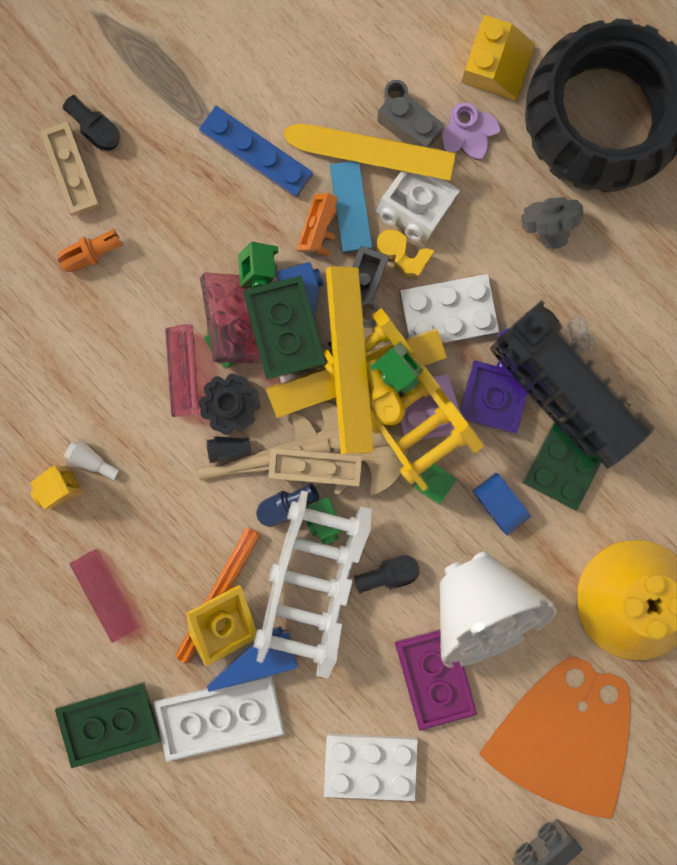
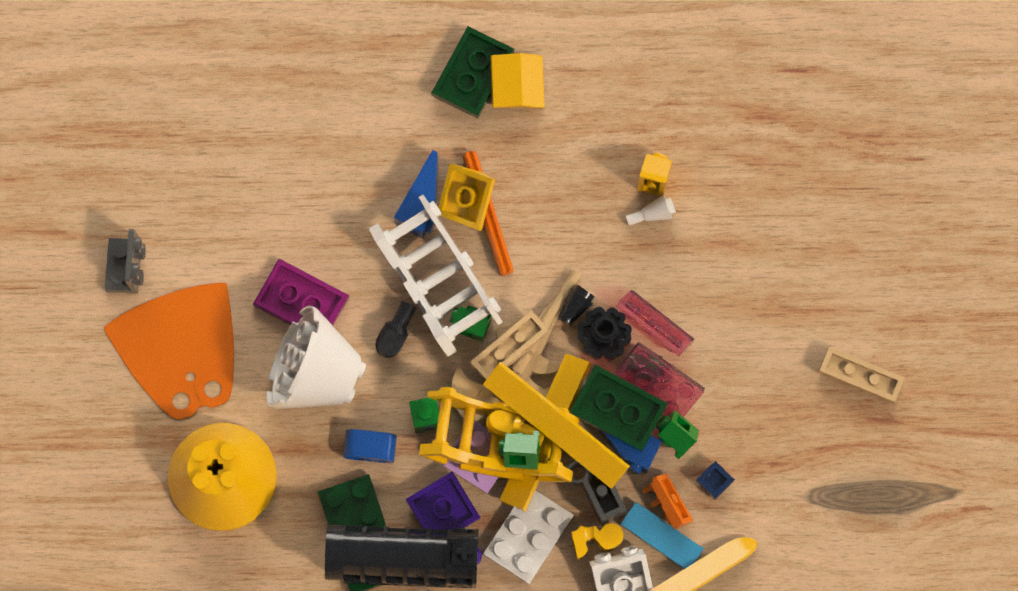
camera: 135 degrees right, 10 degrees down
(81, 679) = (517, 81): none -> yellow slope
(88, 251) = (792, 338): orange arm -> none
(94, 125) = (875, 417): black arm -> none
(104, 595) = (556, 143): clear pink plate -> none
(219, 718) = (409, 142): white tile -> none
(255, 151) = (759, 509): blue plate -> none
(266, 205) = (715, 480): none -> dark blue plate
(275, 509) = (508, 298): dark blue arm -> none
(370, 767) = (286, 207): white plate -> none

